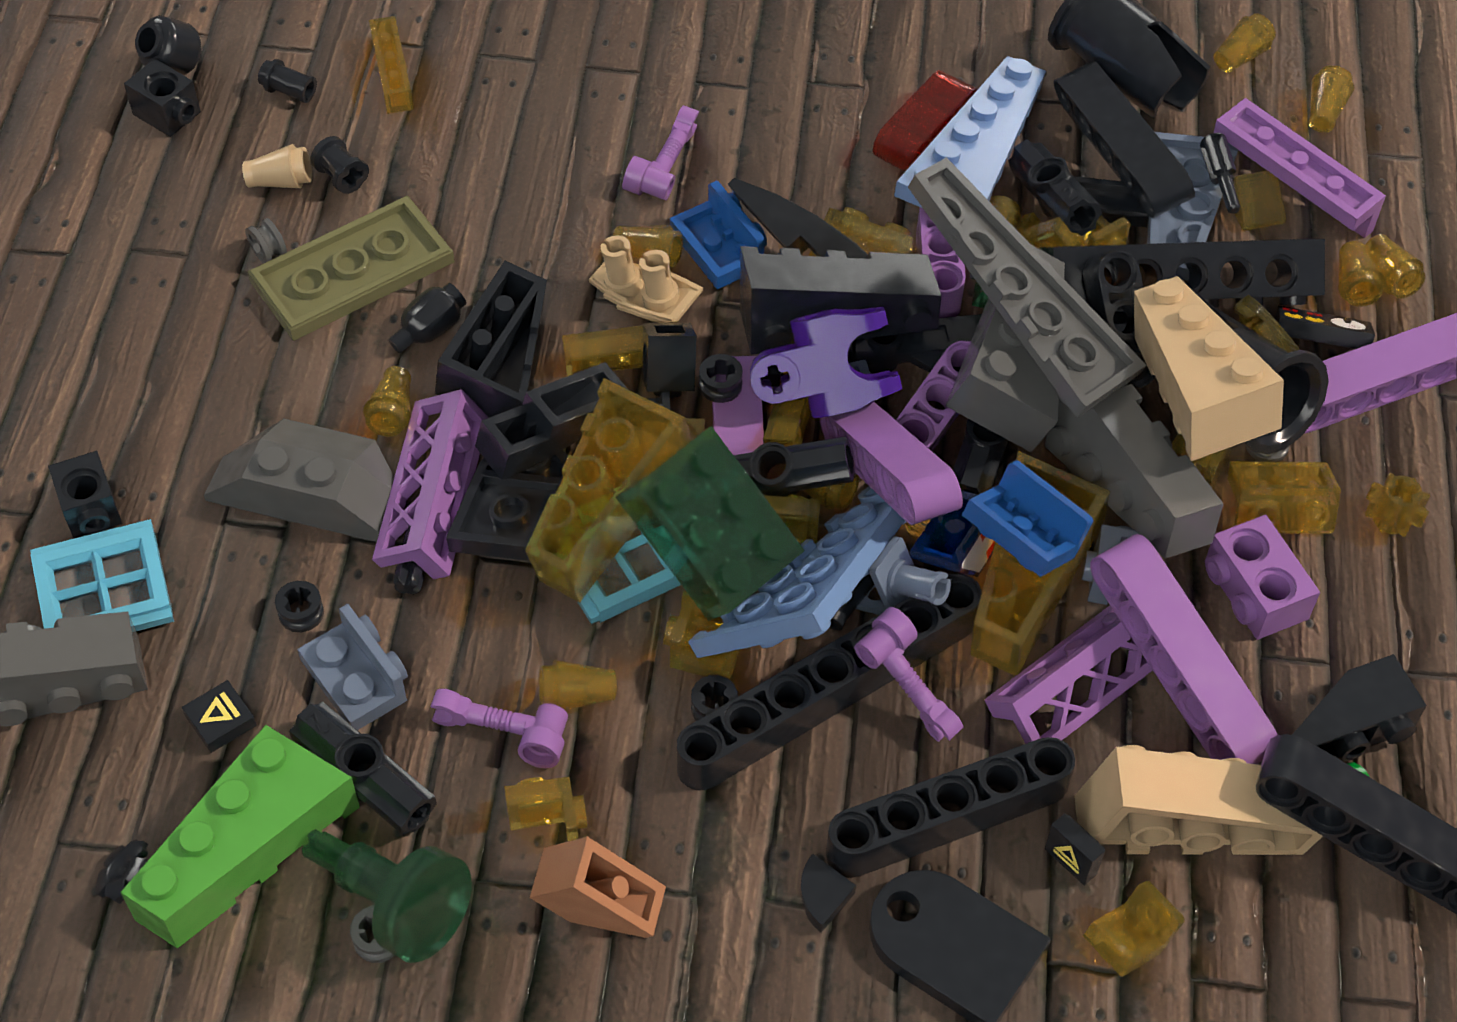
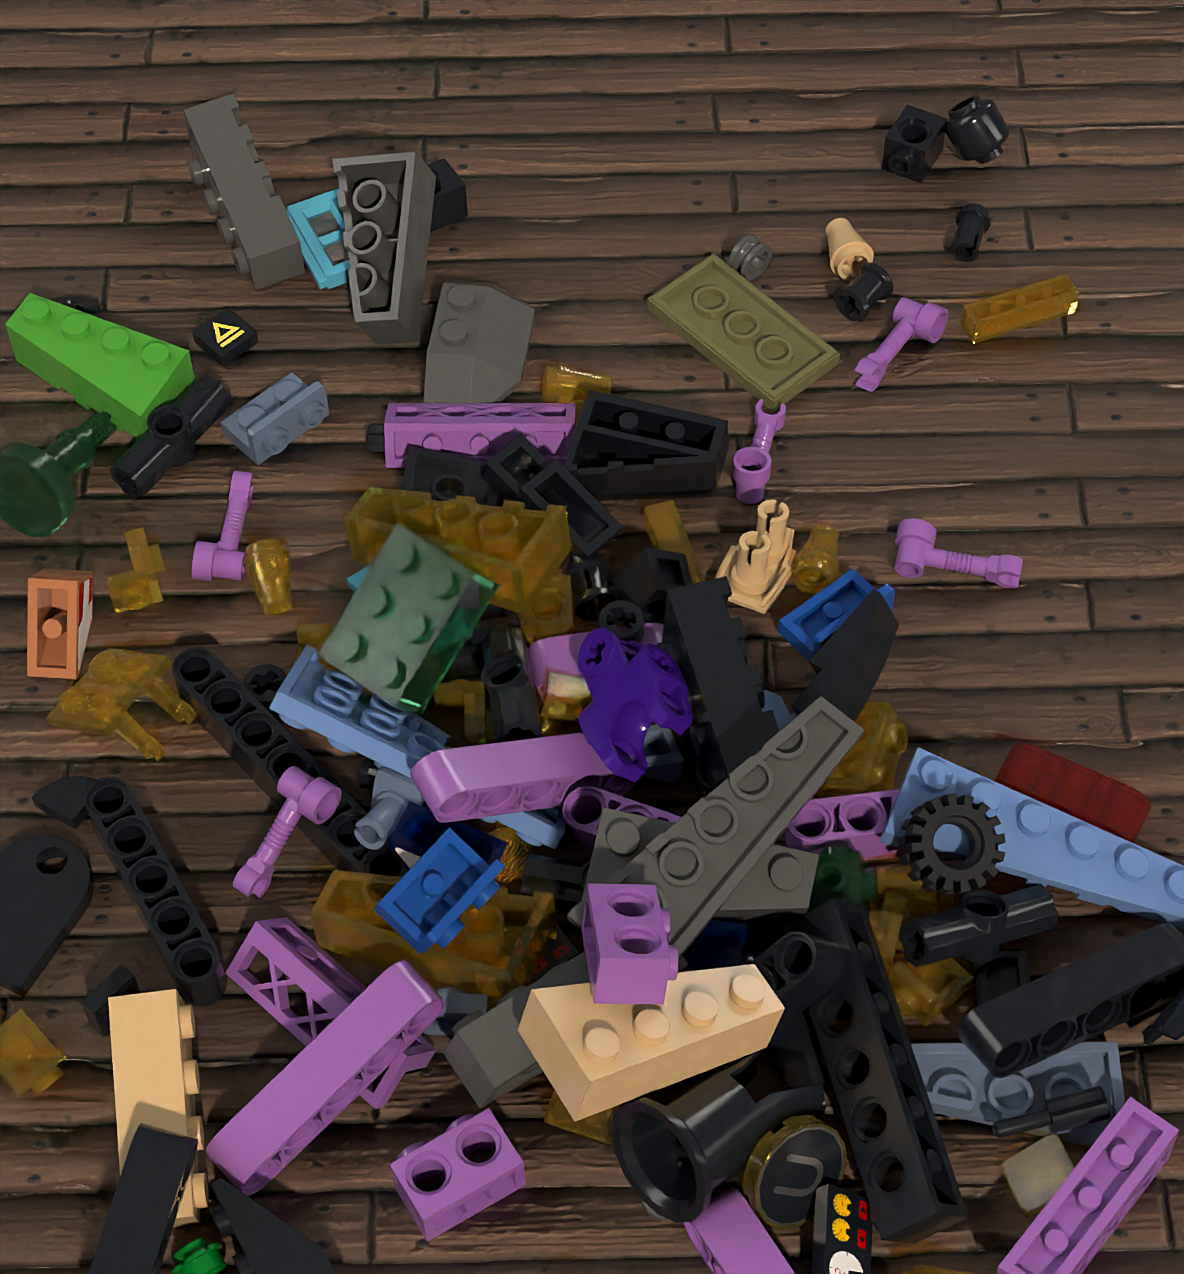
camera: 85 degrees right, 0 degrees up
(161, 520) = (387, 240): none -> dark grey wedge
(300, 592) = (337, 357): black bush -> none
(385, 135) = (912, 320): none -> medium lavender brick
(428, 316) = (685, 394): black plant -> none
(540, 261) = (753, 463): none -> medium lavender brick
(707, 837) = (109, 688): none -> clear yellow plate
(1004, 169) = (982, 840): none -> black tyre
(1146, 344) = (627, 944): none -> medium lavender brick
(1291, 494) = (580, 1201): clear yellow bracket -> none

